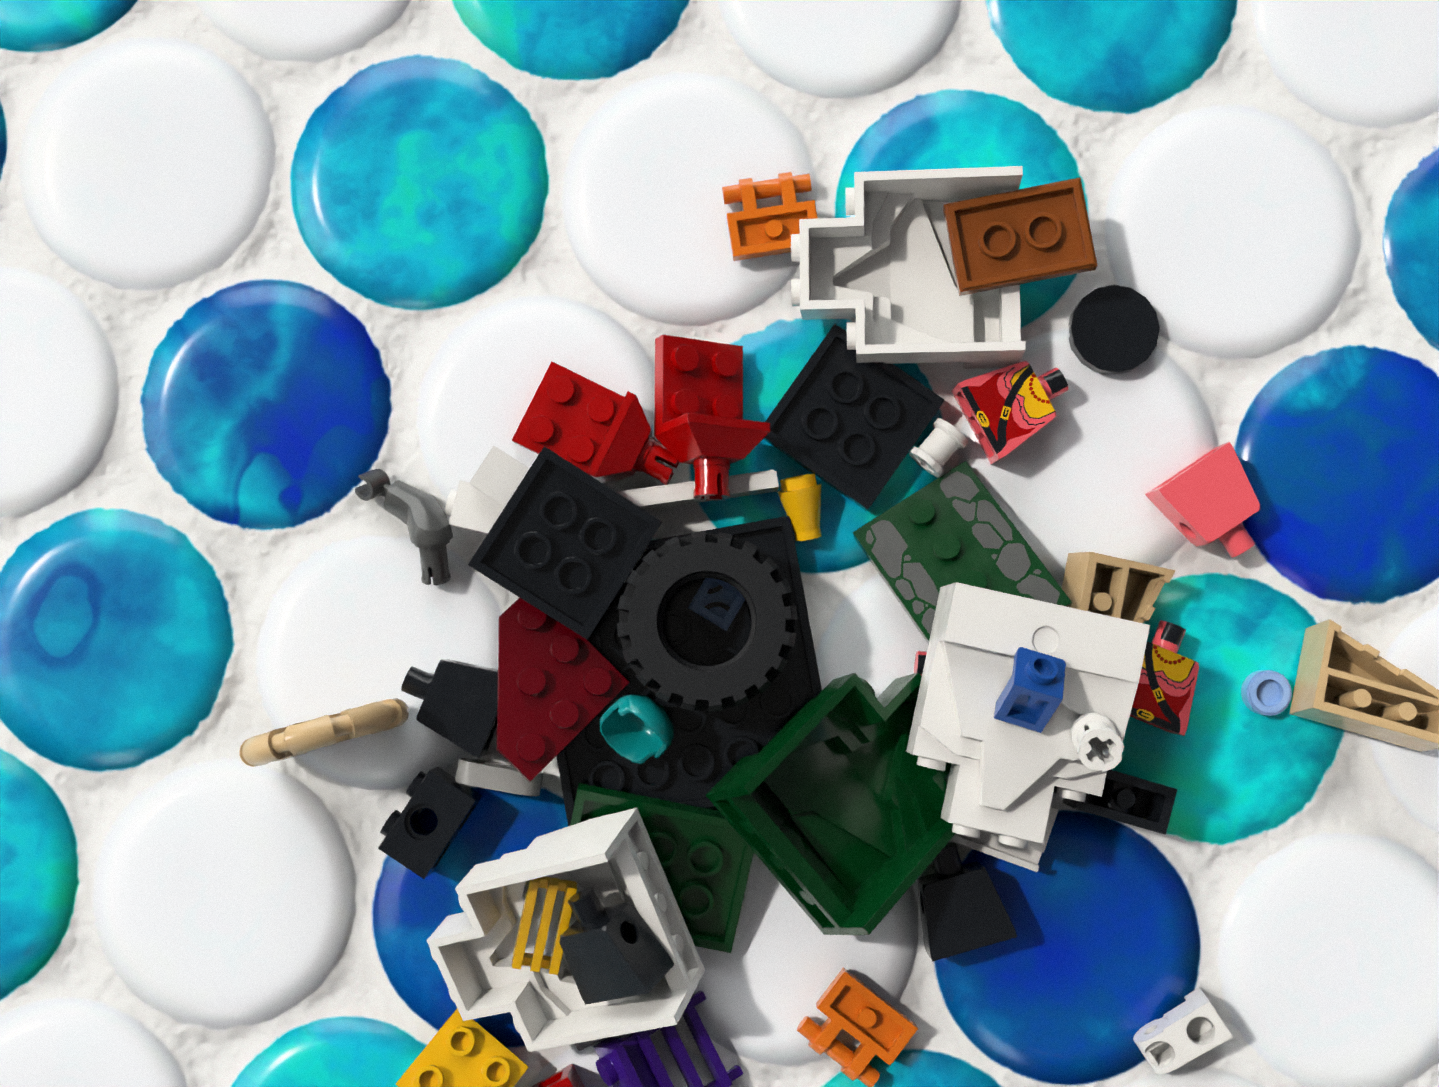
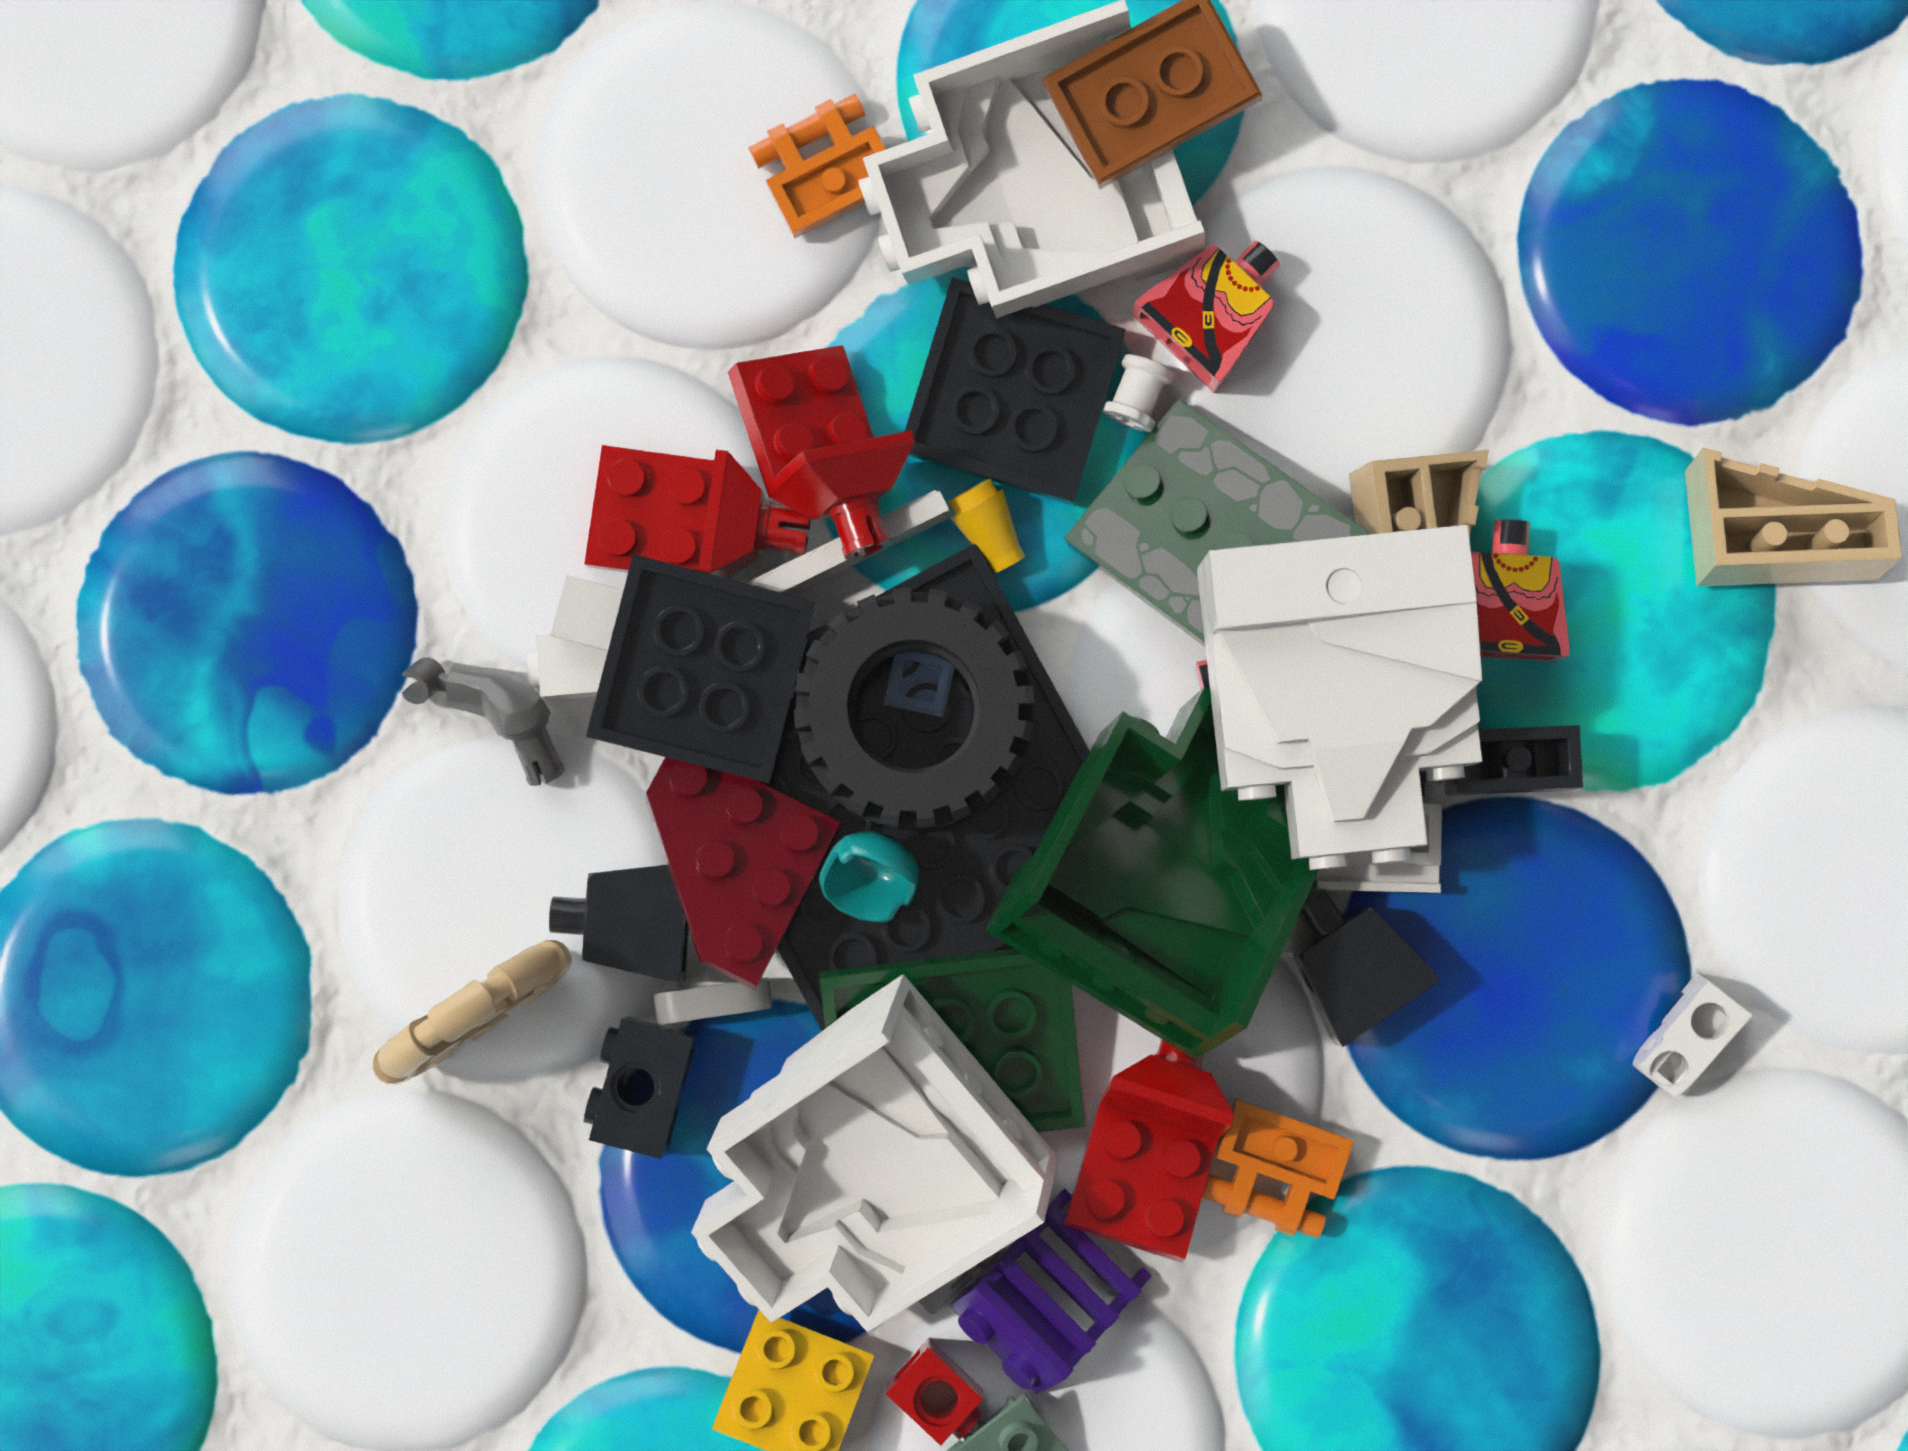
camera: 20 degrees left, 0 degrees up
(536, 959) = (840, 1212): yellow tile -> none
(611, 950) = (930, 1162): black torso -> none
(770, 990) = (1150, 1154): none -> red plate
(1032, 690) = (1346, 654): blue bracket -> none
(1090, 754) = (1444, 708): white bush -> none
(1113, 329) = (1313, 168): black tile -> none
(1210, 500) = (1507, 347): coral torso -> none
(1266, 692) = (1659, 569): light blue tile -> none

